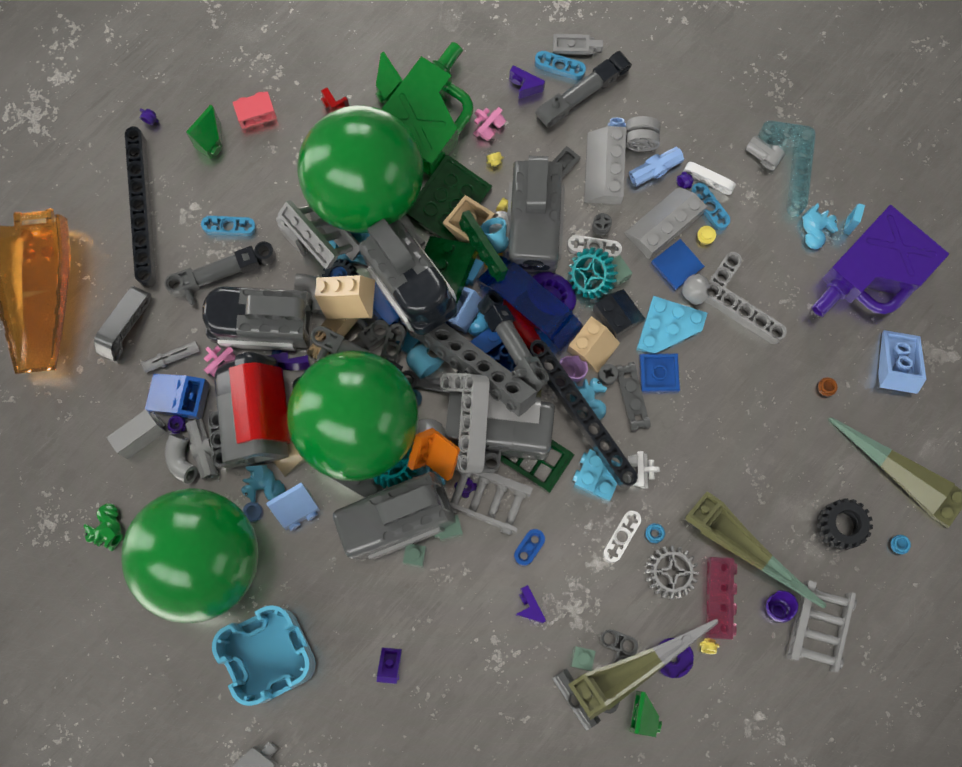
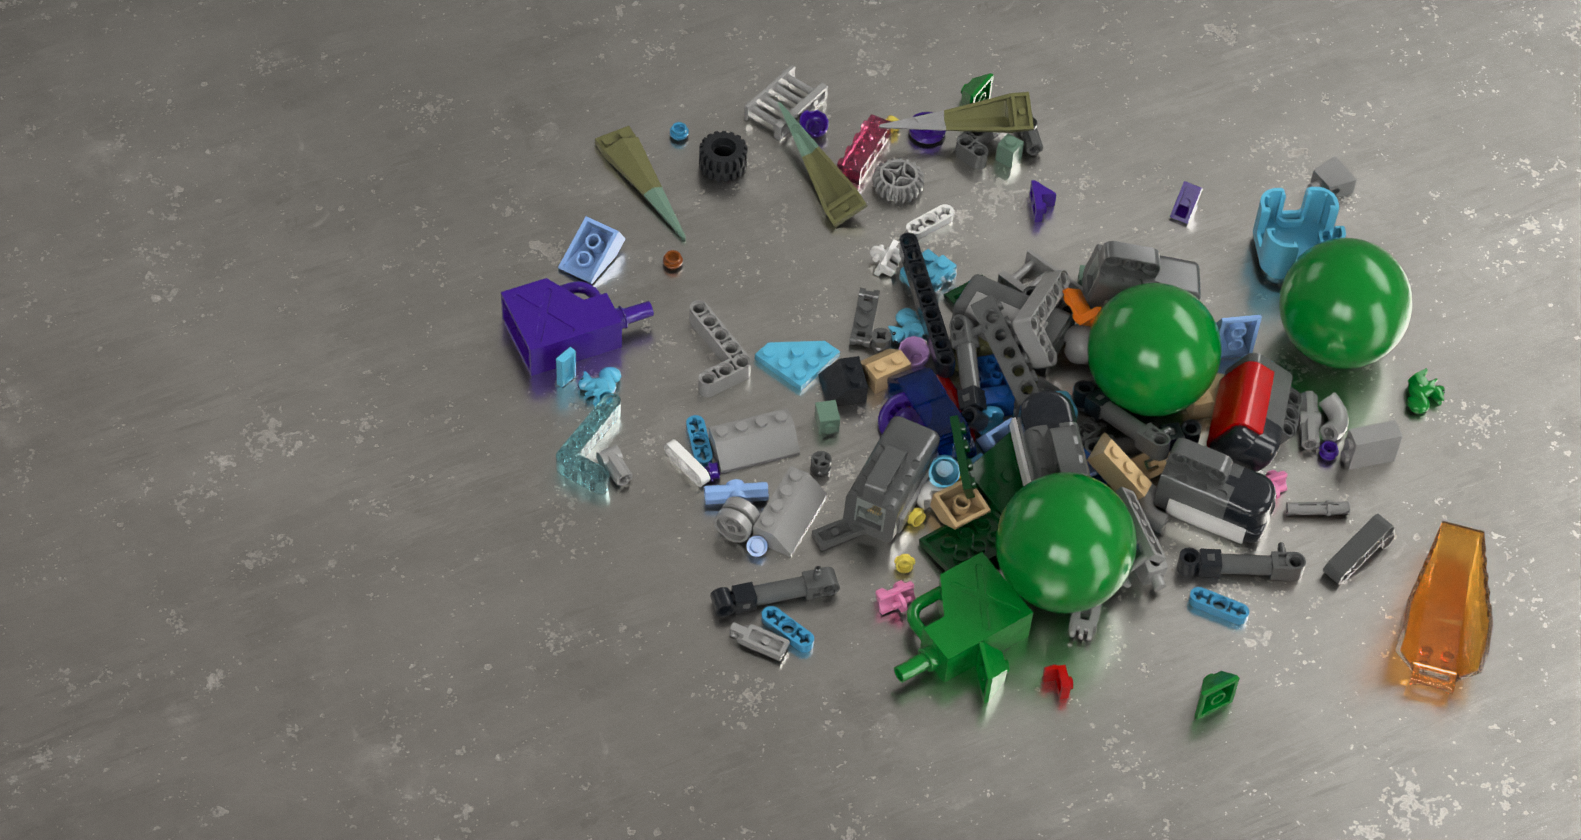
camera: 160 degrees left, 25 degrees down
(143, 214) = (1315, 626): black beam -> none
(148, 116) = (1276, 741): dark purple plate -> none
(177, 395) = (1320, 468): slope -> none
(253, 511) = (1275, 356): medium blue tile -> none
(254, 109) = (1152, 704): coral brick -> none
(529, 547) = (1017, 244): blue plate -> none
(530, 83) = (834, 620): dark purple slope -> none
(582, 239) = (833, 441): white beam -> none
(586, 285) = (855, 415): teal gear -> none
(659, 373) = (828, 327): blue tile -> none
(661, 533) = (898, 213): dark azure plate -> none
(677, 264) = (759, 401): blue tile -> none
(695, 289) = (757, 371): light grey hair -> none
(706, 235) = (717, 417): light yellow plate -> none

